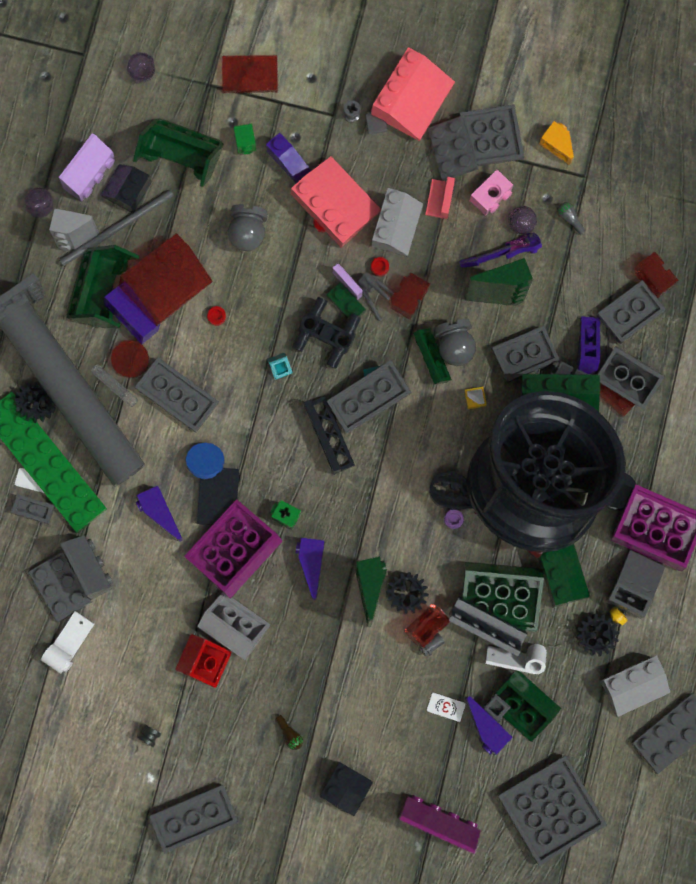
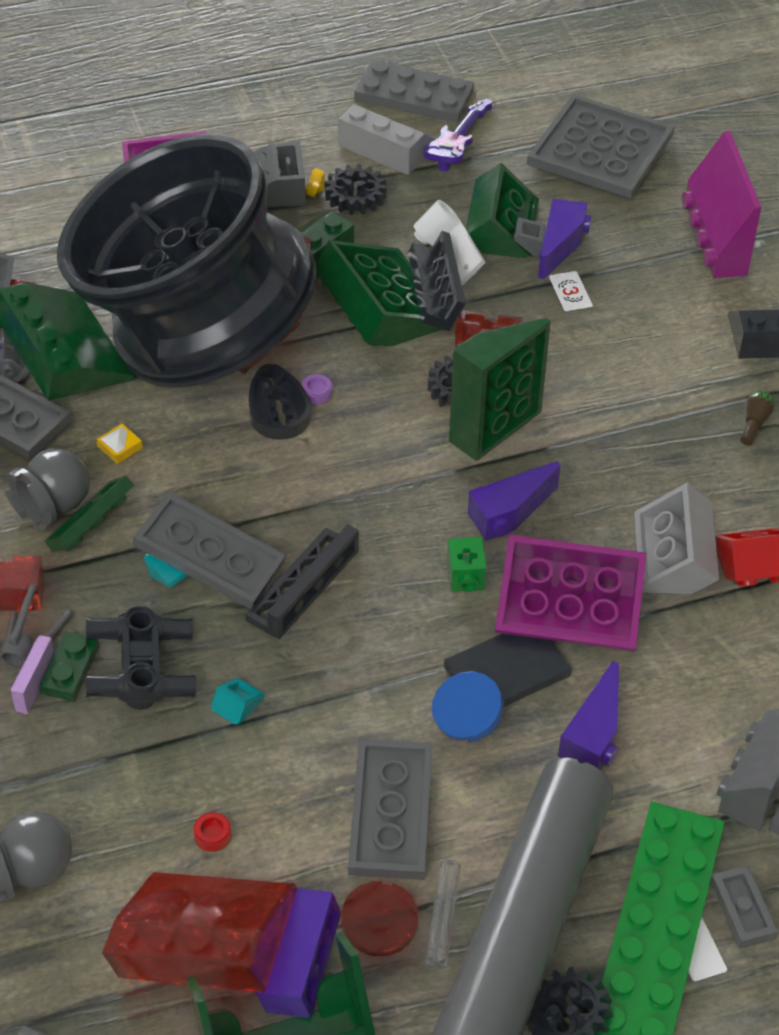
camera: 120 degrees left, 30 degrees down
(601, 712) = (451, 145): none -> dark purple piece

